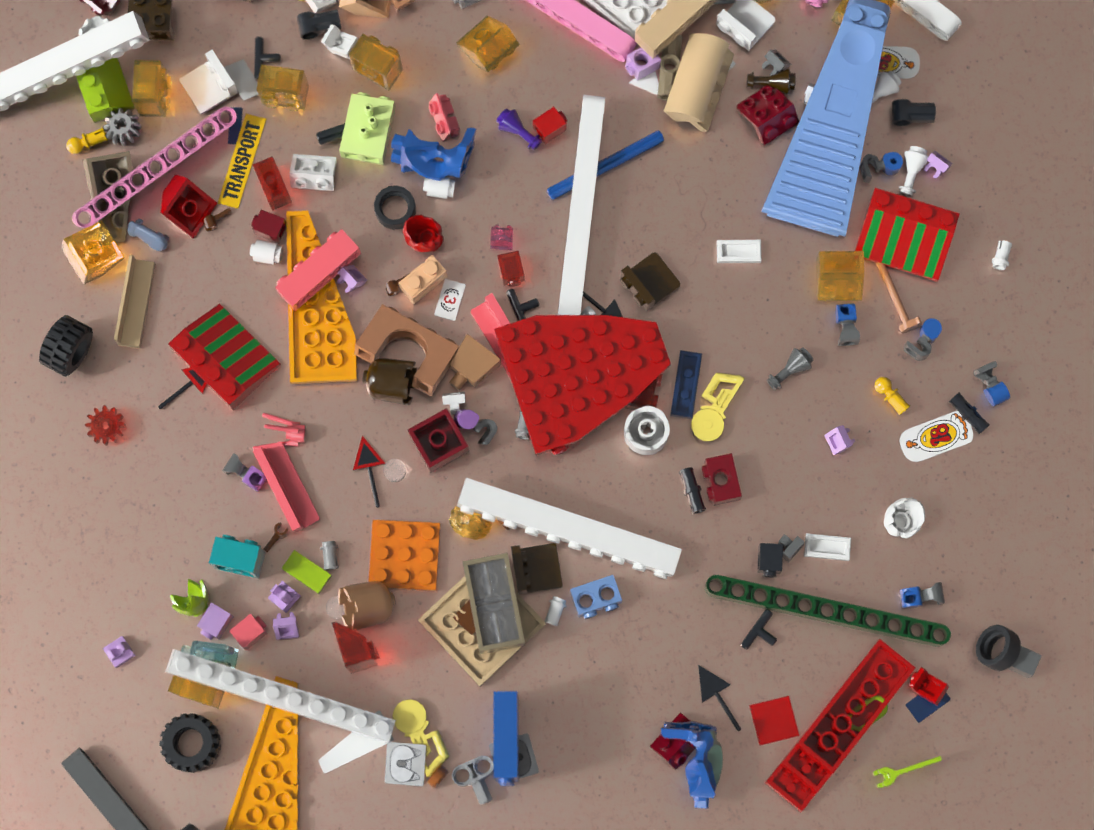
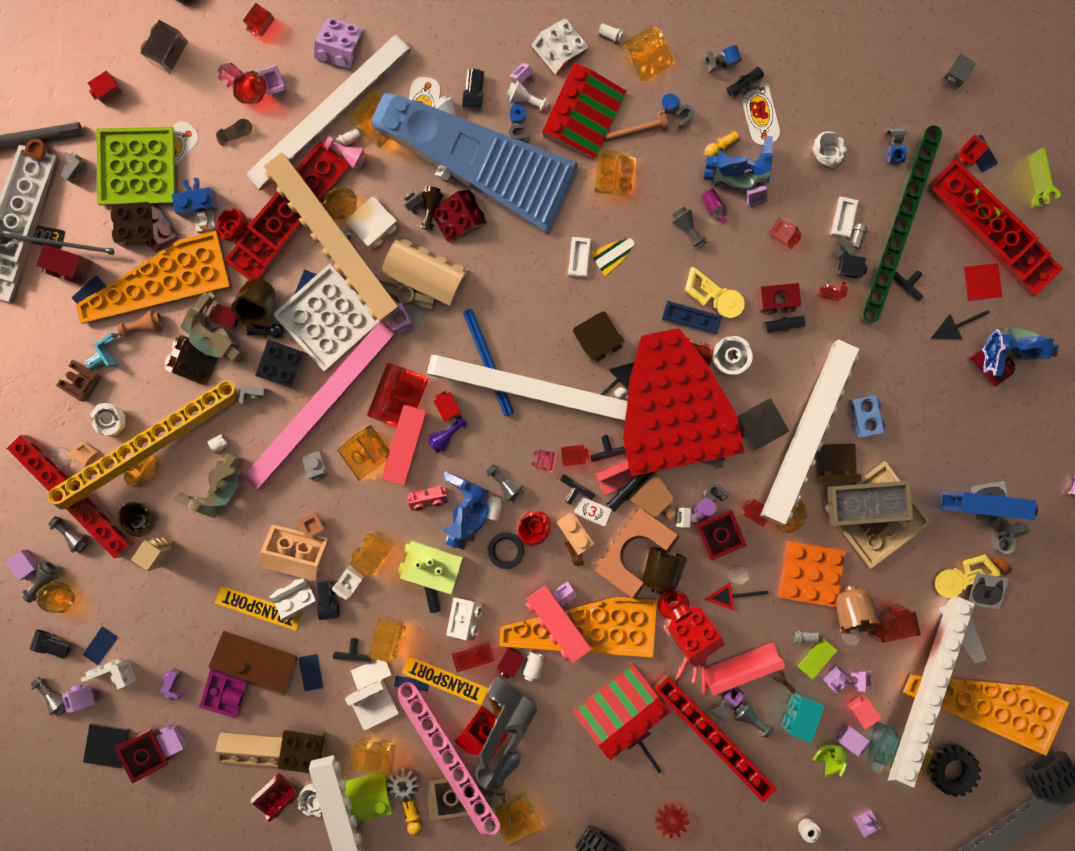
camera: 85 degrees left, 10 degrees up
(108, 587) = (807, 825): none -> white brick
(134, 302) = (564, 786): tan panel -> none
(204, 460) = (714, 738): none -> red brick
(208, 233) = (513, 719): none -> dark grey panel
(234, 496) = (746, 714): none -> flat silver piece
(237, 17) = (310, 672): none -> dark blue sticker
(327, 417) = (689, 627): none -> red brick
(464, 205) = (511, 490): none -> dark grey piece
(472, 472) = (752, 510): none -> clear red brick
(473, 278) = (576, 488): none -> black piece
(479, 334) = (627, 490): none -> black pin
(501, 82) = (403, 444): none -> coral panel
(554, 71) = (396, 389): none -> clear red slope
(555, 611) = (874, 452): white pin -> none
(571, 474) = (762, 424): none -> clear smoke brick
(736, 537) = (830, 293): none -> clear red bracket
(746, 288) = (612, 254): none -> sticker
(798, 479) = (785, 232): none -> clear red bracket
(807, 564) = (858, 236): none -> light grey pin
(819, 394) = (714, 204): none -> magenta piece
(846, 317) = (649, 173): leg -> none
(862, 414) = (735, 170): none -> blue hips
(979, 200) = (559, 45): none -> white bracket
(984, 299) = (648, 52): none -> clear yellow bracket
(1007, 656) = (951, 75): black tyre -> none

